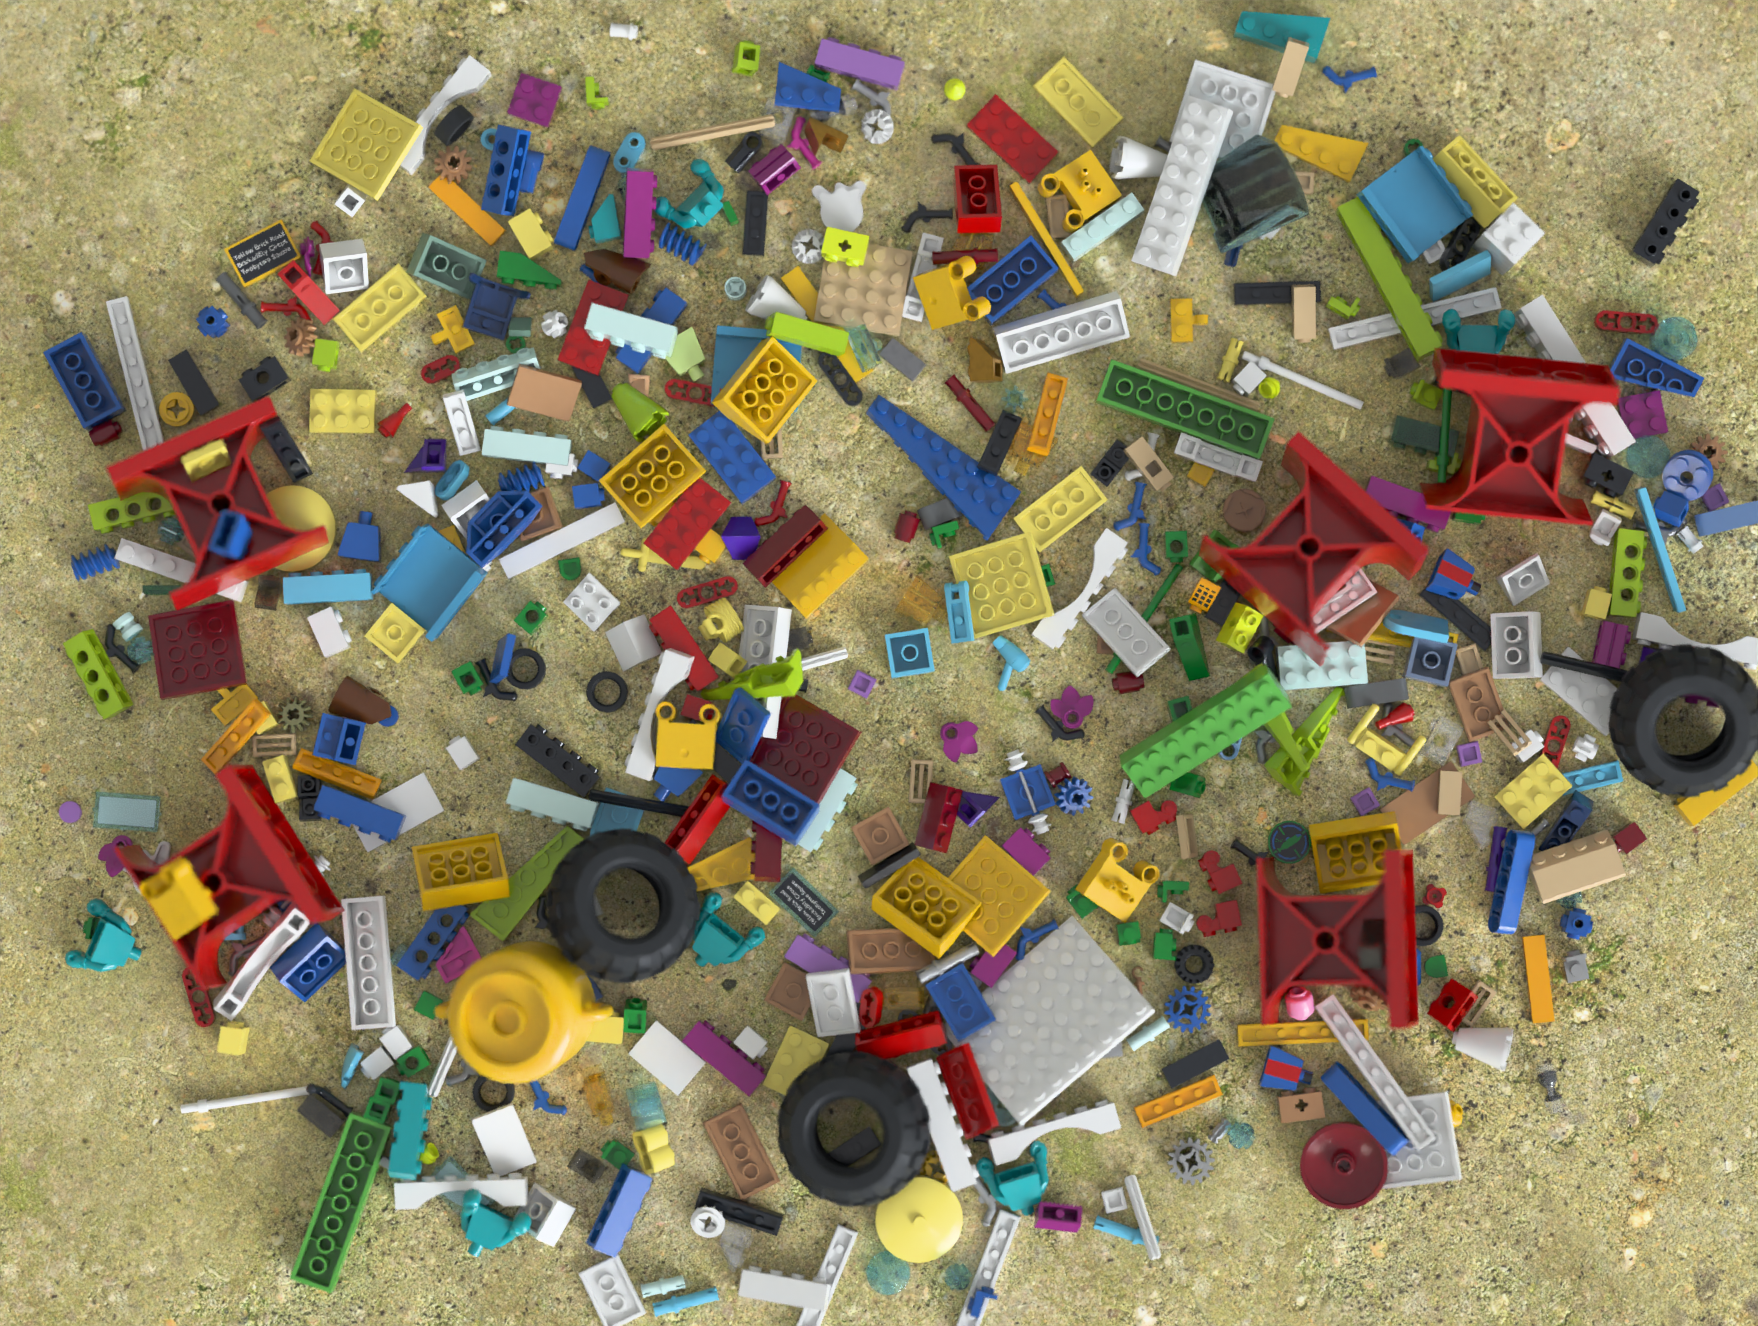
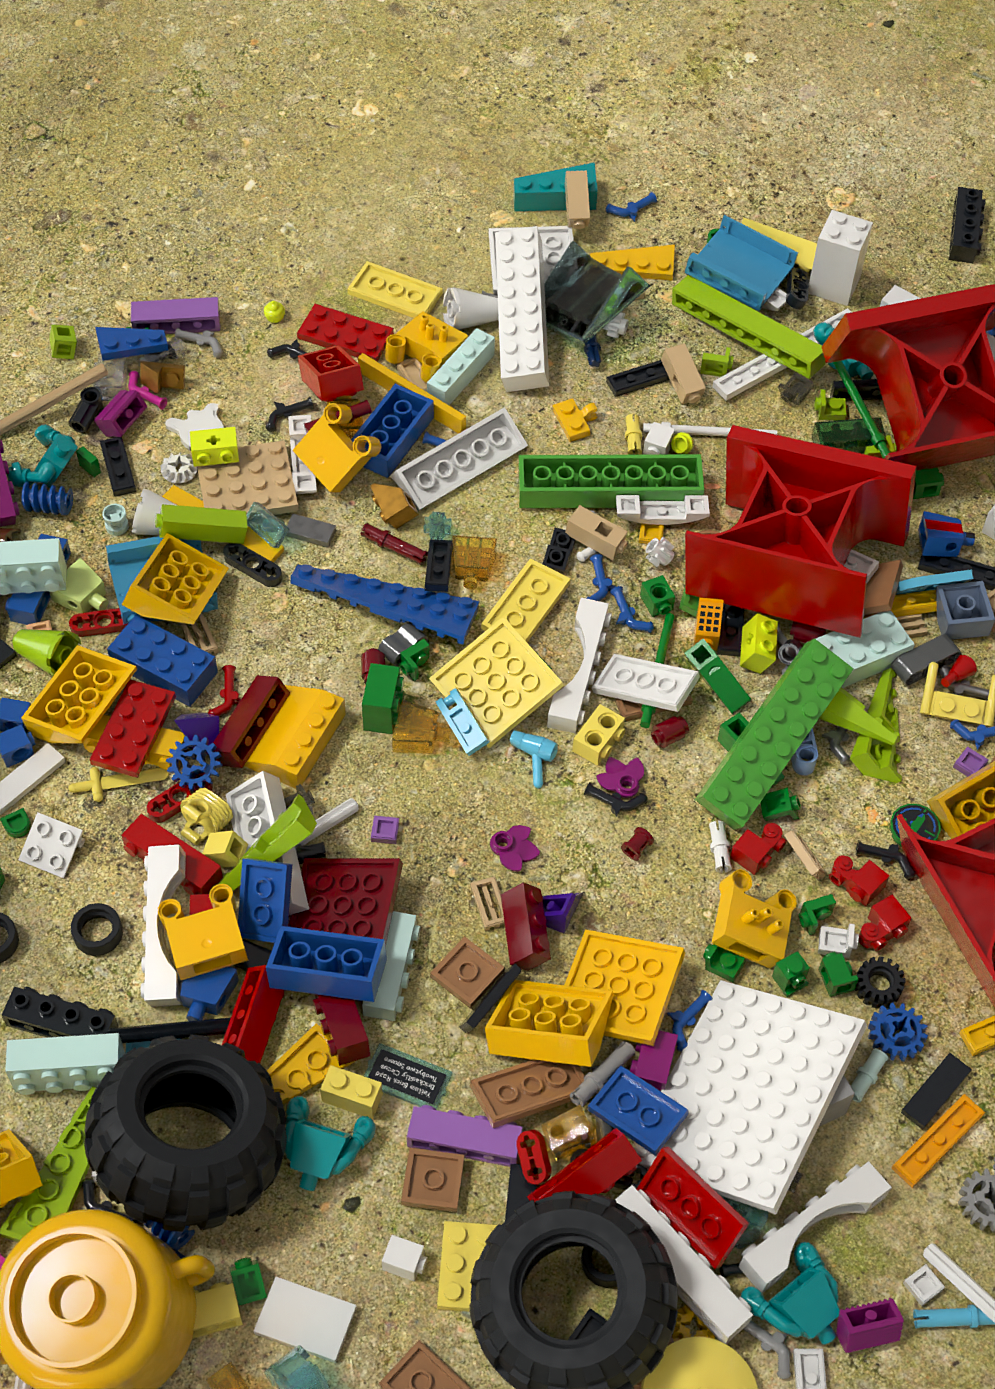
camera: 20 degrees left, 30 degrees down
(633, 642) = (110, 871): white slope -> none
(720, 568) = (198, 754): none -> blue gear
(724, 1058) = (378, 1289): magenta brick -> none
(833, 1002) = (486, 1169): white tile -> none
(884, 121) = (216, 362): white gear -> none
(900, 568) = (382, 698): none -> green brick
(909, 653) = (424, 776): medium azure brick -> none
(1026, 850) = (640, 925): magenta brick -> none
(1027, 792) = (612, 871): blue plate -> none
(1047, 414) = (476, 523): light orange tile -> none
(1065, 659) = (595, 732): none -> light yellow brick
(1081, 795) = (664, 856): blue gear -> none
(1197, 500) = (659, 552): none -> white gear
(1460, 275) = (812, 303): medium azure tile -> none

